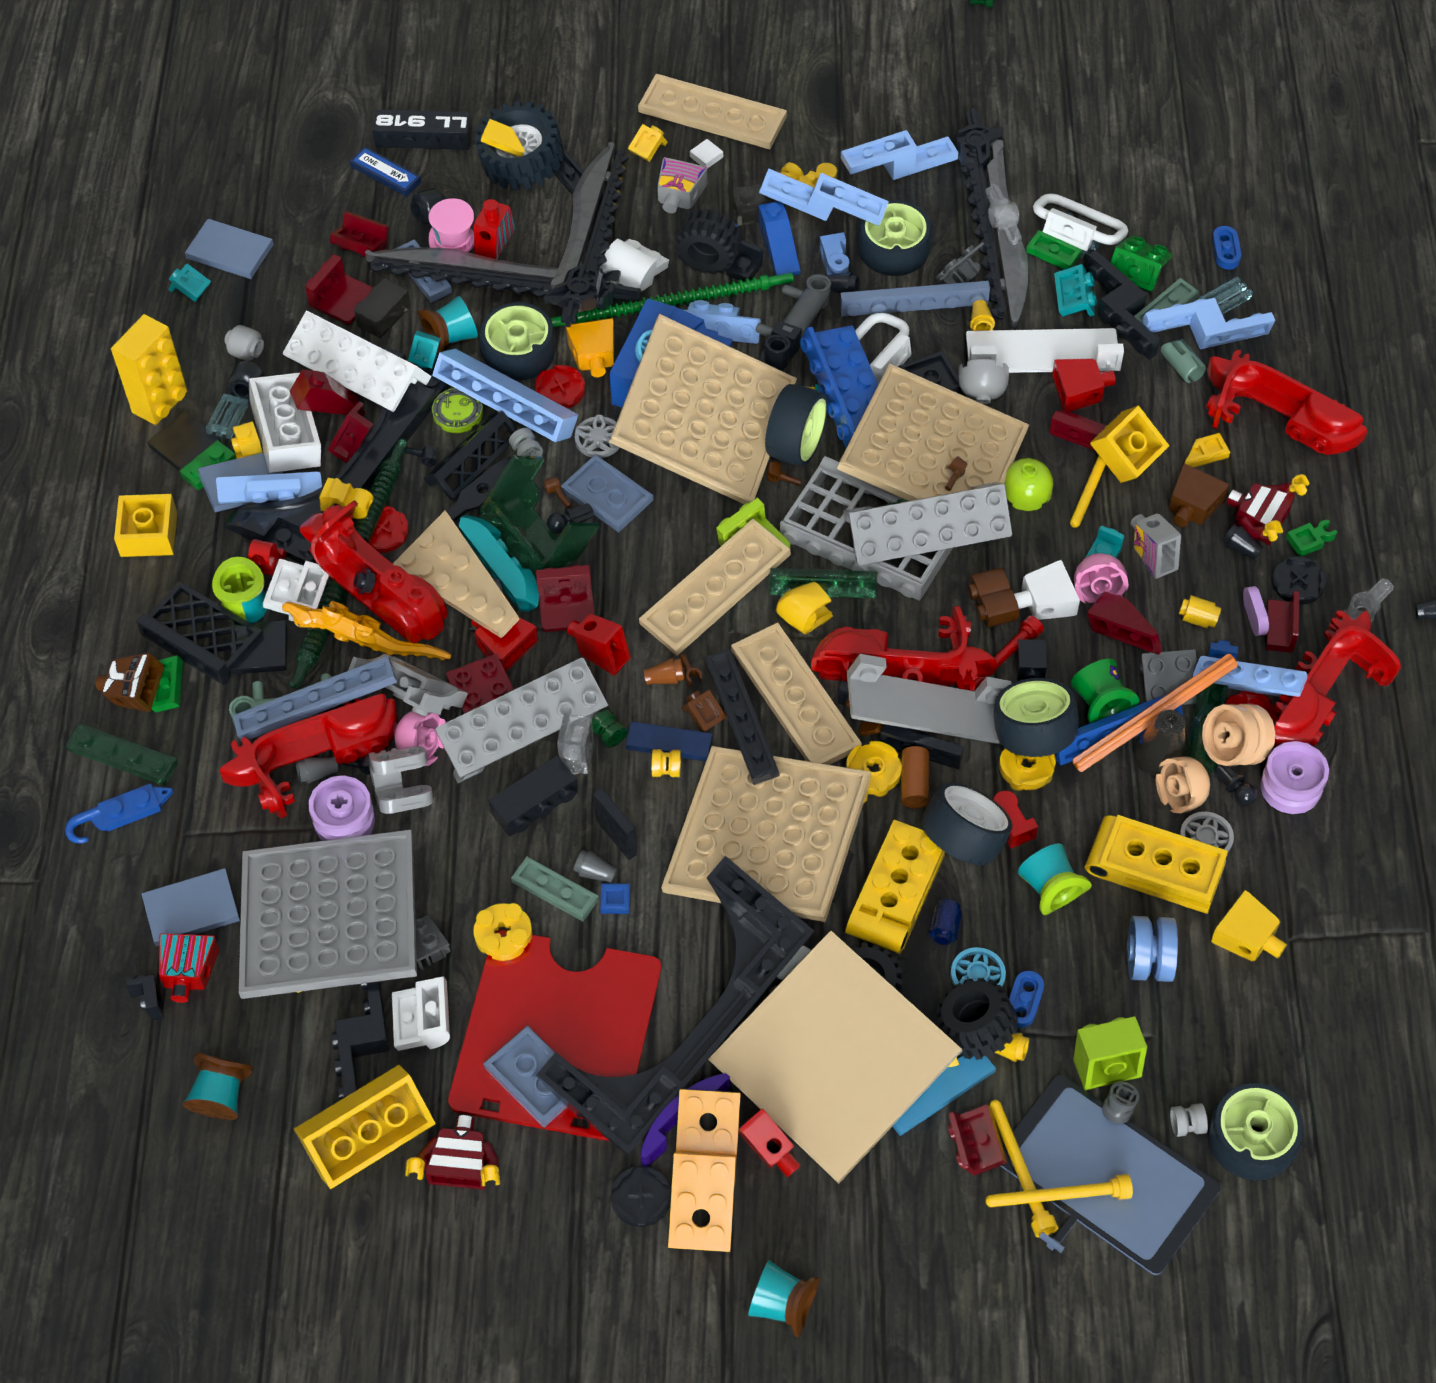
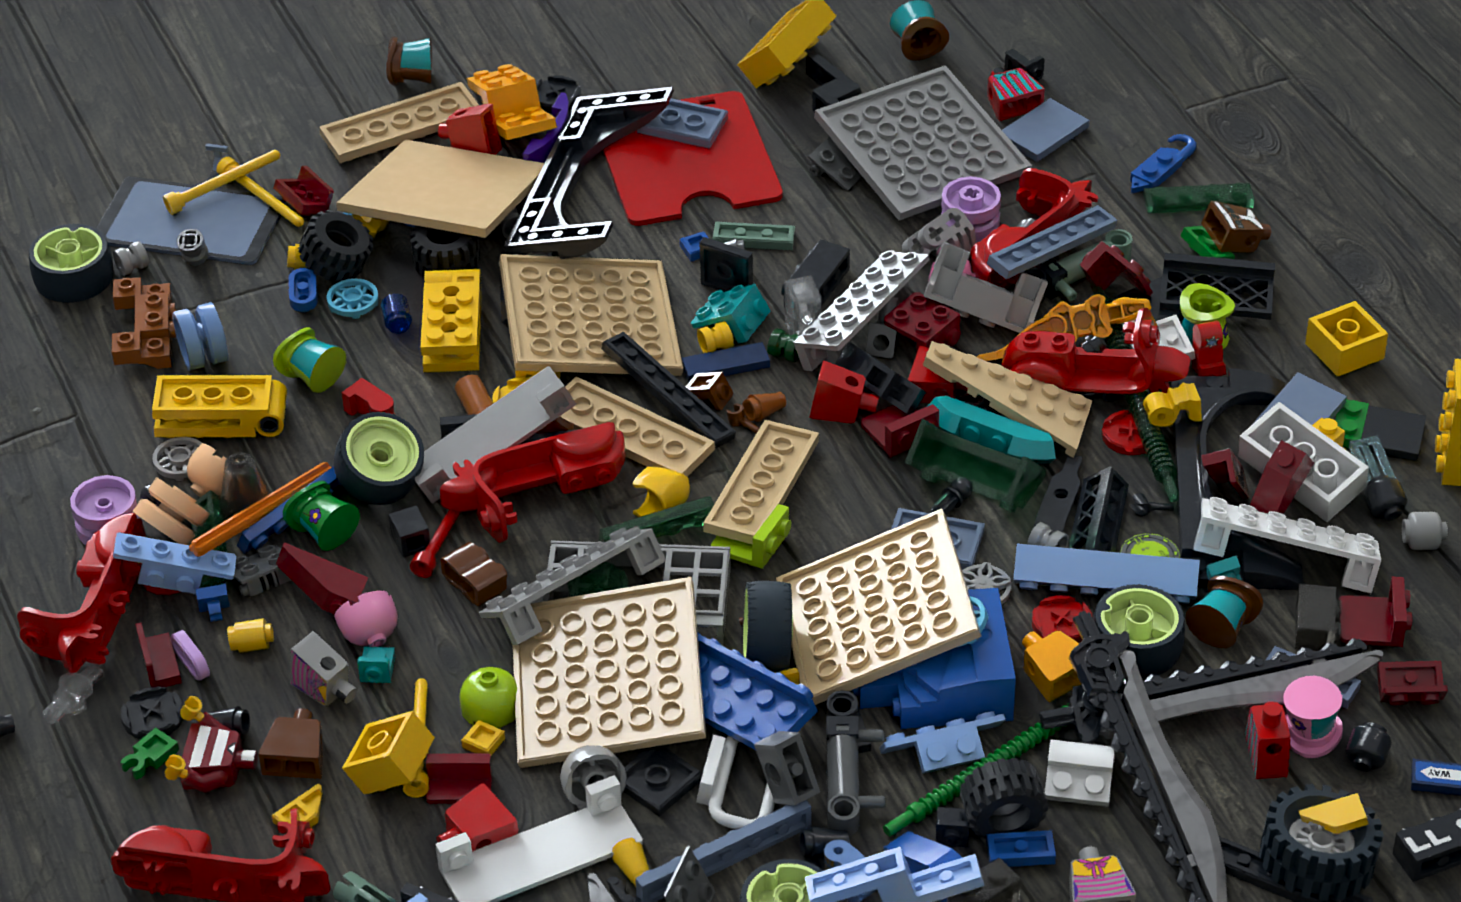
camera: 155 degrees right, 15 degrees down
(266, 487) = (1256, 396): light blue bracket -> none
(280, 669) = (1107, 264): none -> dark red bracket
(421, 1015) = (794, 119): white brick -> none
(457, 1158) = (707, 60): torso -> none
(506, 916) = (774, 188): yellow plate -> none
(553, 485) = (991, 523): reddish brown hand -> none
(555, 635) = (881, 378): none -> black slope
(637, 788) = (740, 307): none -> teal bracket
(829, 1217) = (394, 122): none -> tan plate
(848, 306) = (787, 768): none -> dark grey brick
(958, 467) = (566, 642): reddish brown hand -> none
(966, 824) = (386, 352): black wheel -> none
(1048, 455) = (483, 738): none -> yellow tile
(1049, 593) = (420, 596): white torso -> none
(1109, 1052) = (212, 260): lime brick -> none
(1185, 1024) = (154, 326): none -> dark orange bracket
(1249, 930) = (117, 394): yellow torso -> none

